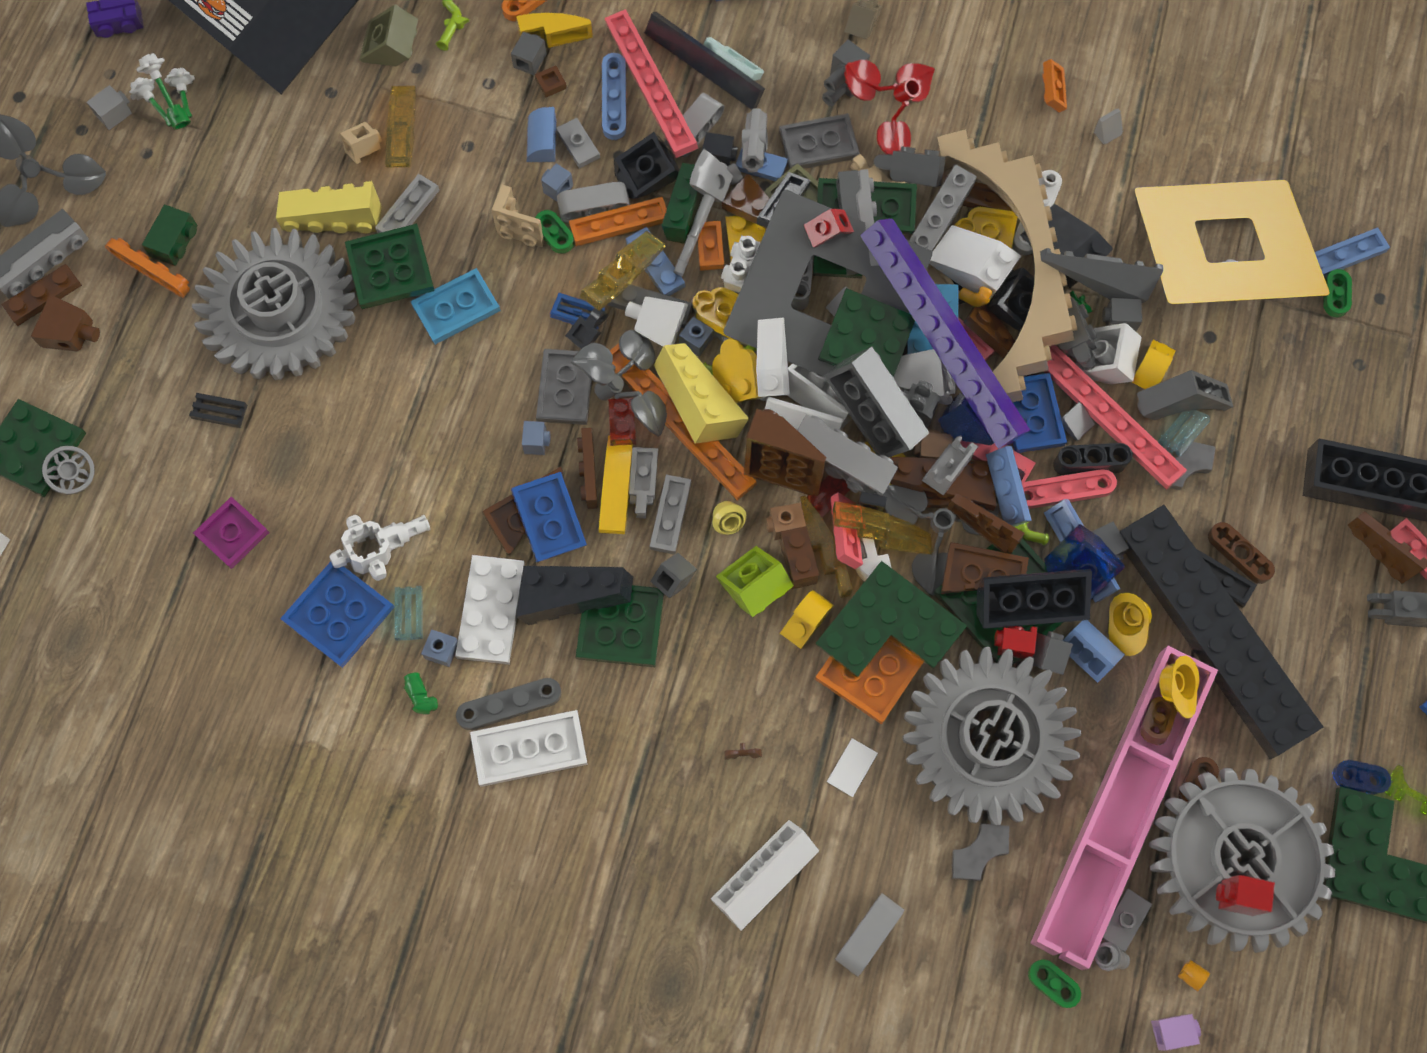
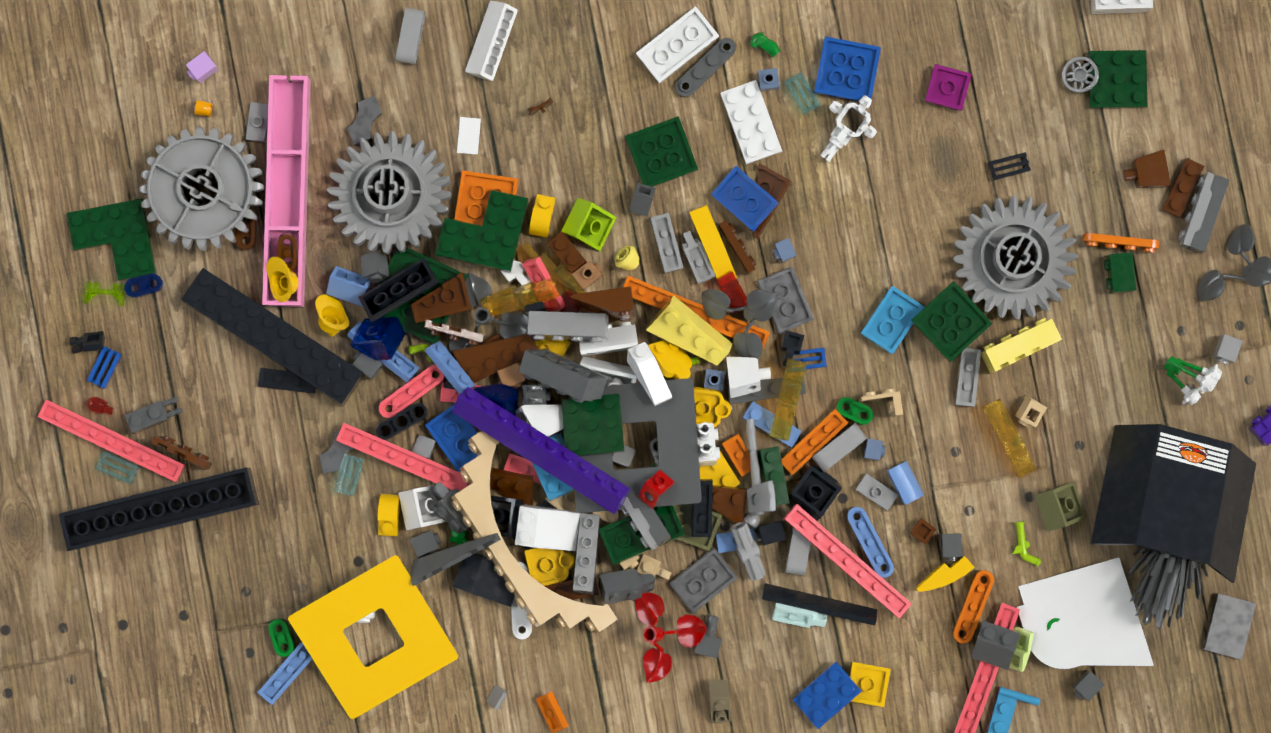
camera: 160 degrees right, 15 degrees up
(566, 590) = (705, 153): black wedge -> none
(949, 465) = (495, 359): light grey hinge -> none
(975, 299) = (529, 499): light orange arm -> none
(1019, 641) = (399, 261): red brick -> none
(1053, 983) = (286, 62): green plate -> none
(1111, 957) = (257, 92): light grey cone -> none
(1182, 394) = (356, 497): dark grey arch -> none
(1241, 564) = (261, 404): reddish brown beam -> none
(1245, 895) = (193, 154): red brick -> none

